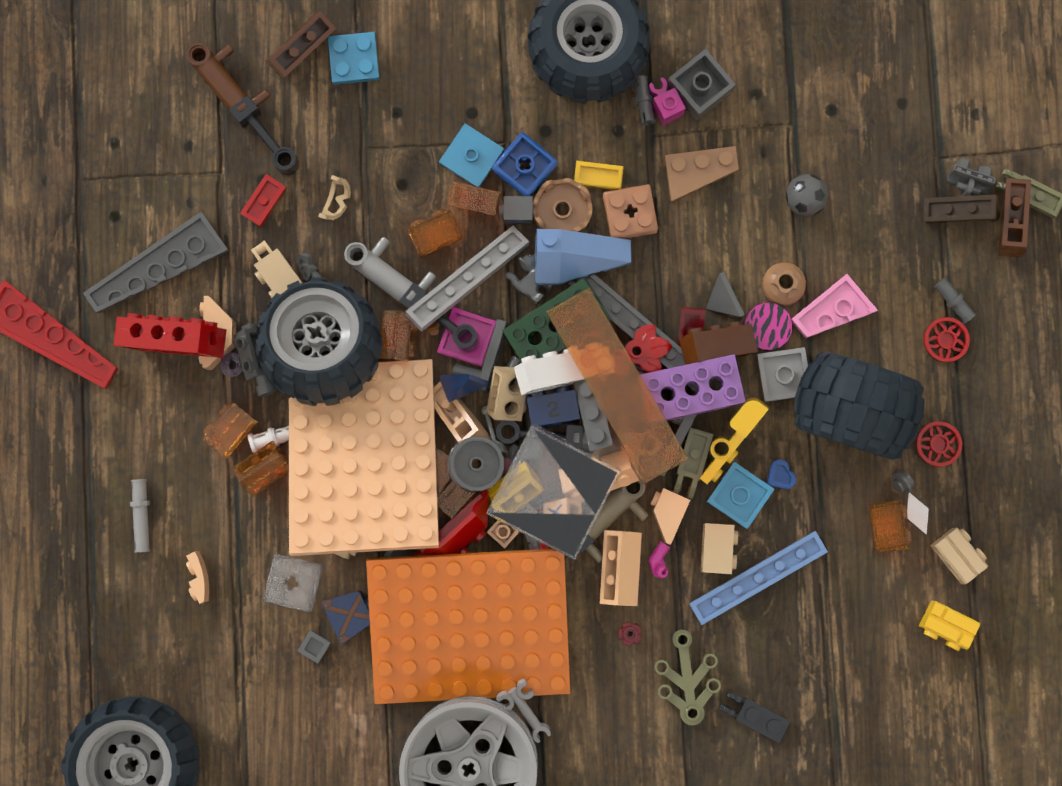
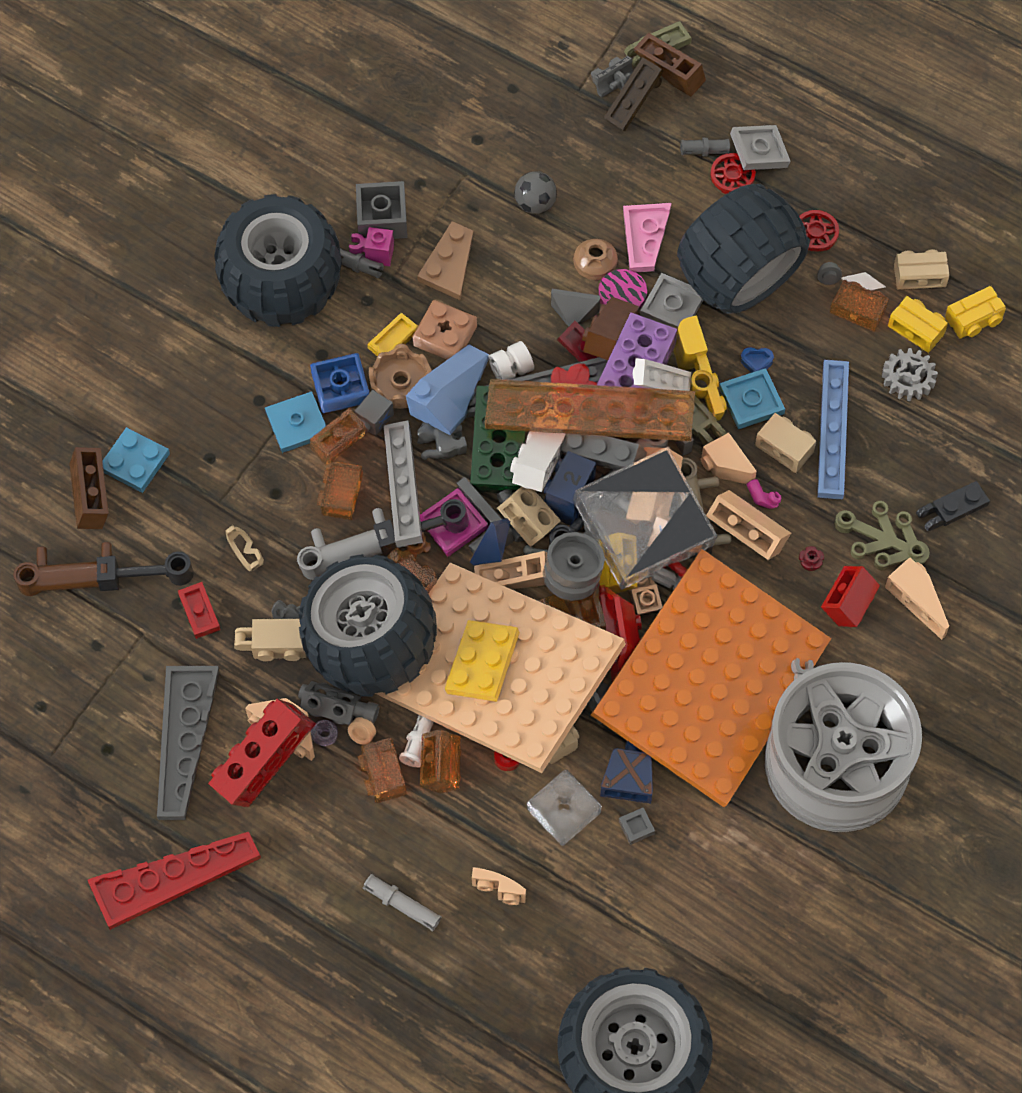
camera: 60 degrees left, 20 degrees down
(249, 392) = (361, 730): none -> light nougat tile
(353, 447) = (482, 660): none -> yellow plate
(613, 687) = (850, 596): none -> red brick
(636, 285) = (512, 362): none -> white wheel
(655, 736) = (915, 590): none -> light nougat slope
(687, 421) = (660, 376): none -> white plate
(845, 617) = (909, 374): none -> light grey gear
(905, 585) = (918, 323): none -> yellow brick
(985, 346) = (760, 147): none -> light grey plate

